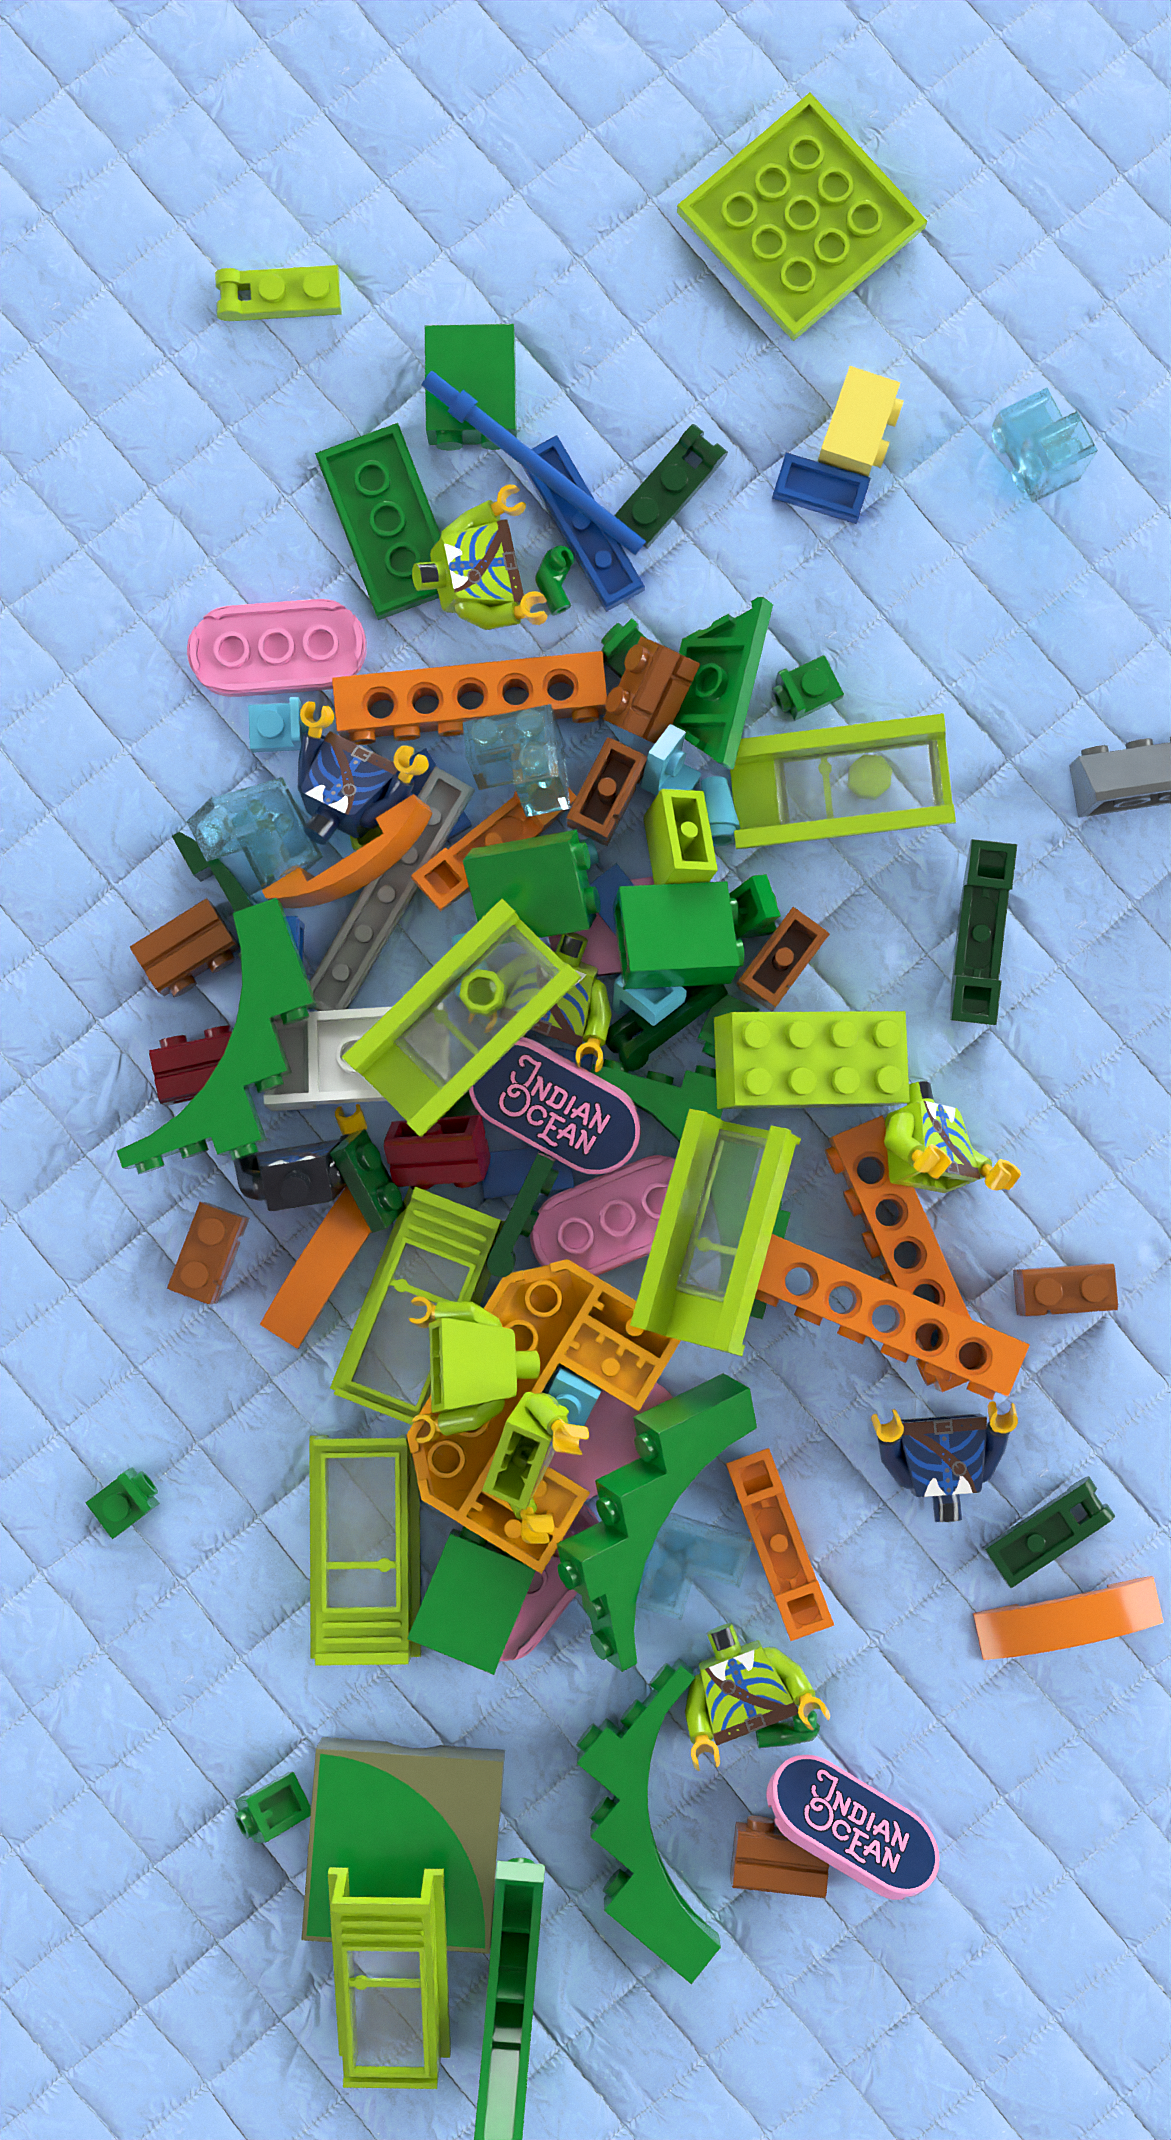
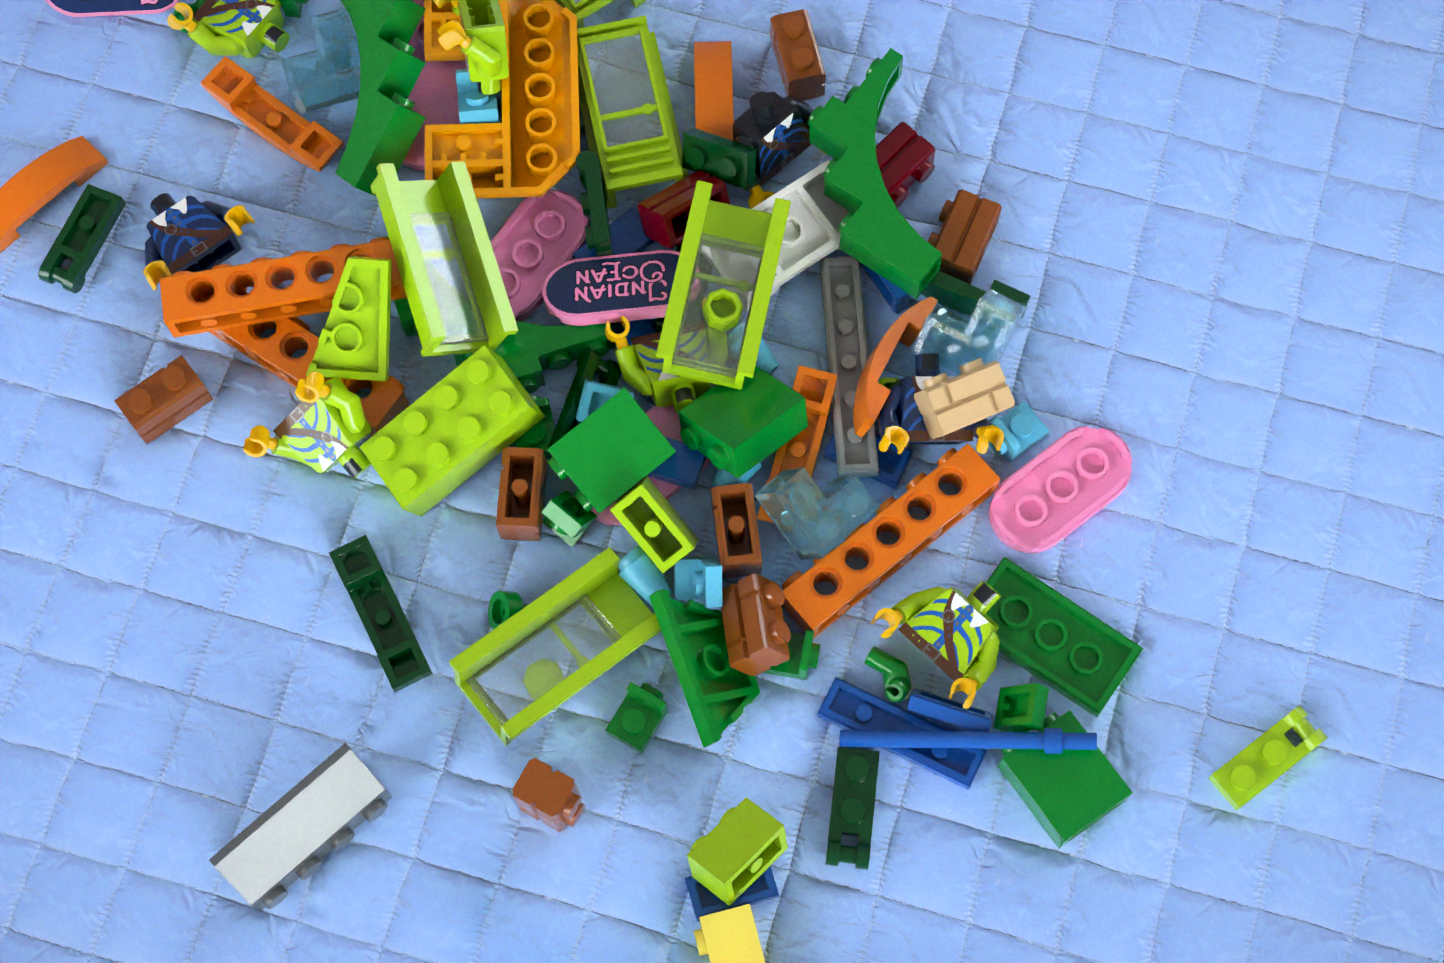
camera: 145 degrees right, 15 degrees down
(315, 759) = (964, 398): none -> tan brick
(466, 460) = (1021, 708): none -> green bracket
(470, 1366) = (561, 73): lime torso -> none
(539, 518) = (949, 711): none -> blue tile
(801, 503) = (737, 850): none -> lime brick
(842, 1217) = (358, 326): none -> lime wing
(864, 860) = (503, 606): none -> green tile
(937, 653) = (548, 795): none -> dark orange brick

